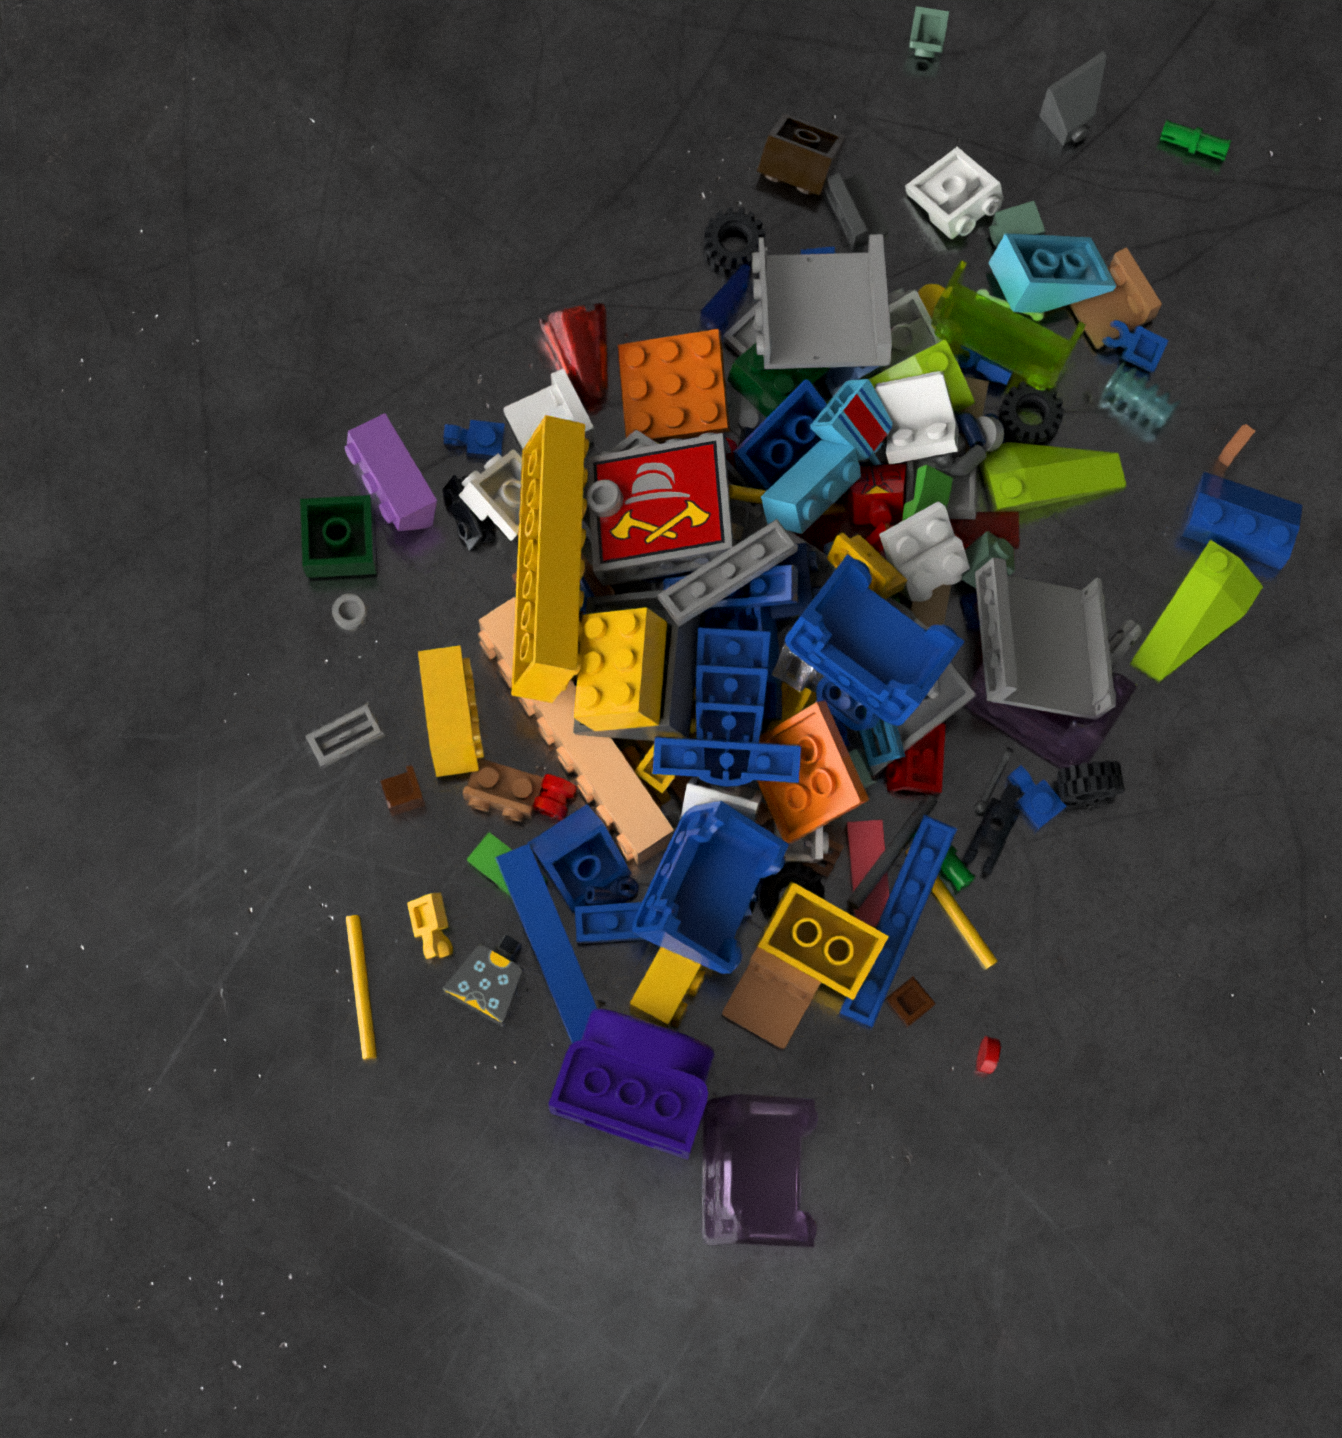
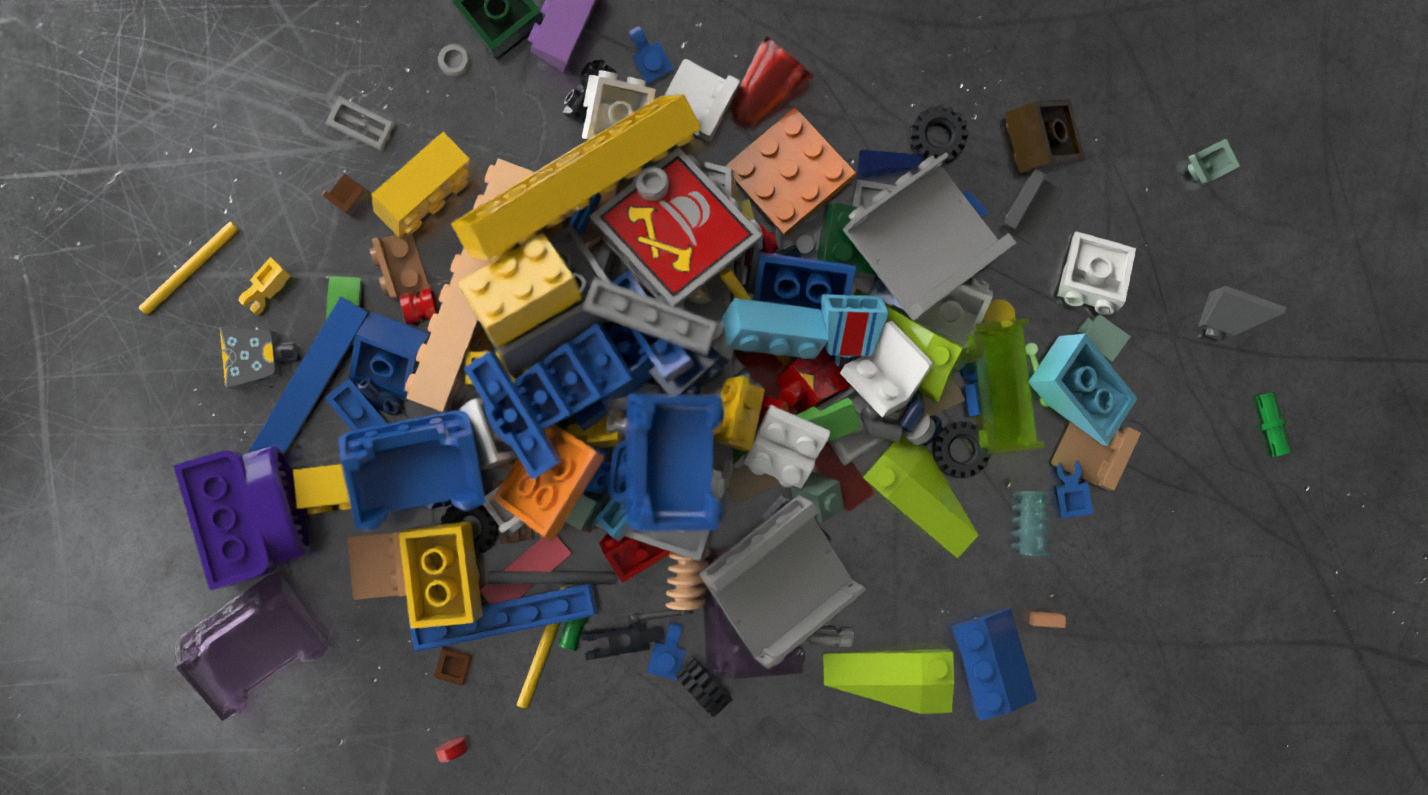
camera: 60 degrees right, 10 degrees up
(981, 730) = (687, 583): none -> light nougat piece

